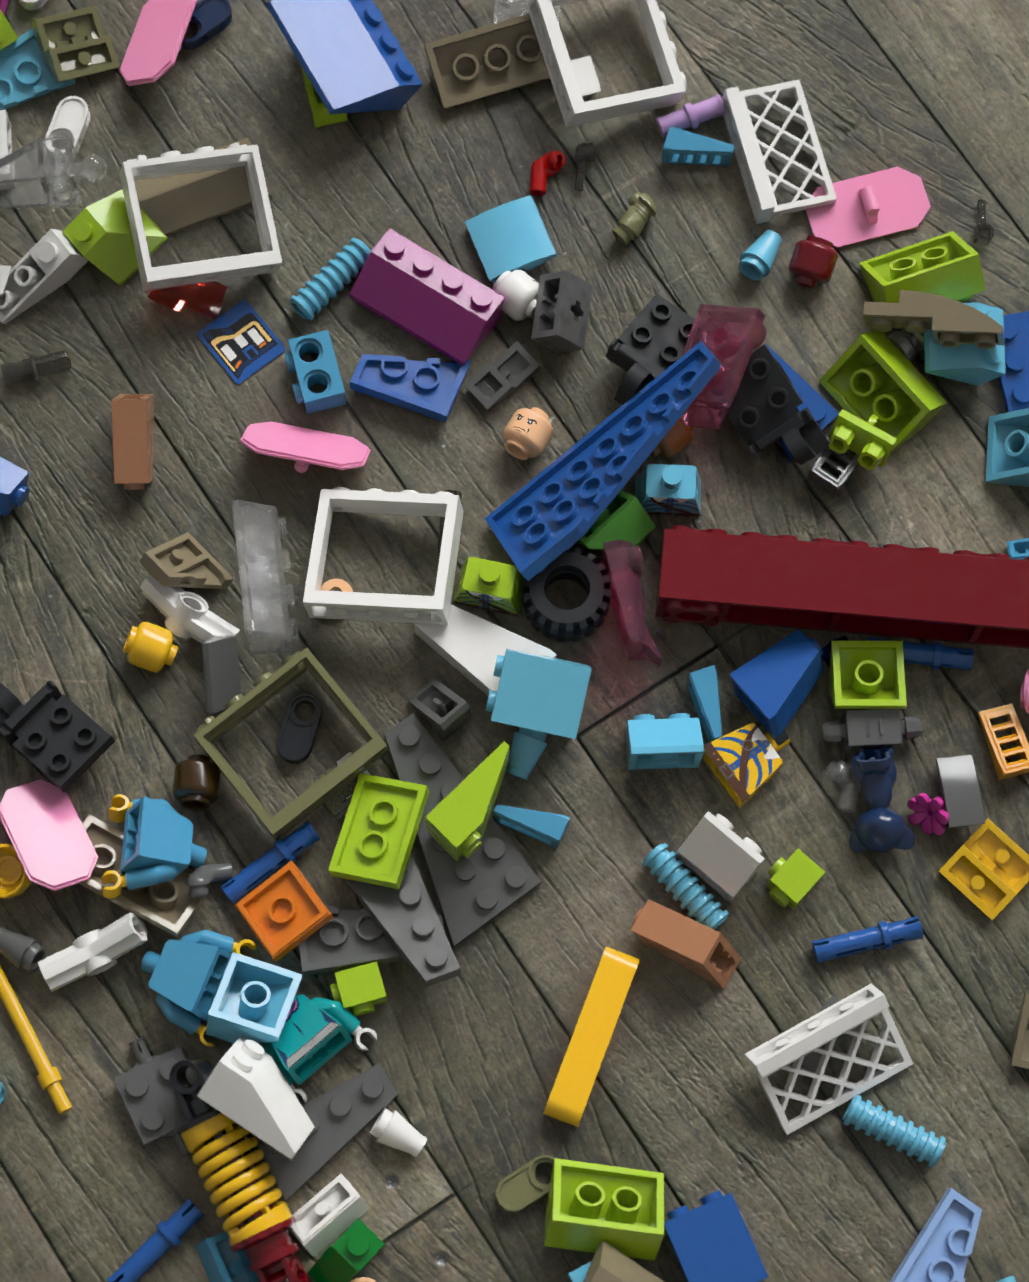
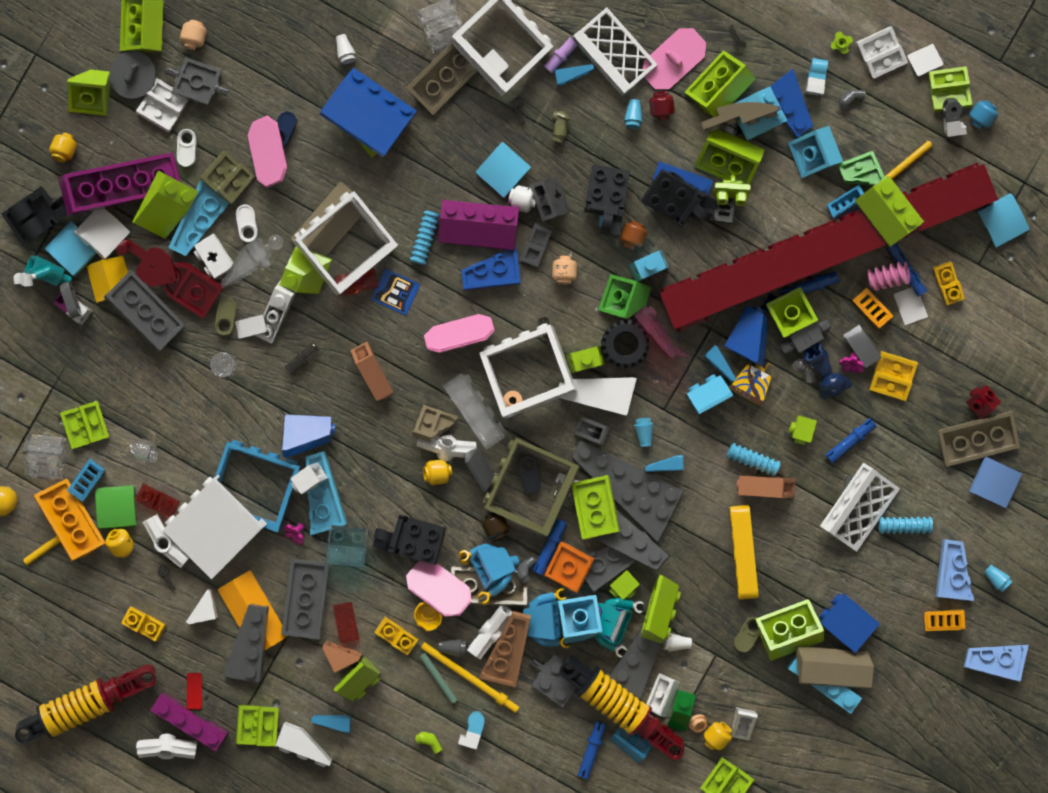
camera: 25 degrees left, 15 degrees up
(98, 1006) = (506, 658): none -> medium nougat wing
(257, 1097) = (607, 664): white slope -> none
(321, 371) = (447, 287): dark azure brick -> none
(398, 1056) = (660, 610): none -> lime slope
(464, 813) = (634, 480): lime slope -> none
(539, 693) = (640, 404): medium azure slope -> none
(543, 169) = (500, 121): red arm -> none
(583, 481) = (606, 291): blue wing -> none
(720, 856) = (763, 438): white slope -> none
(731, 338) = (642, 192): clear pink slope -> none

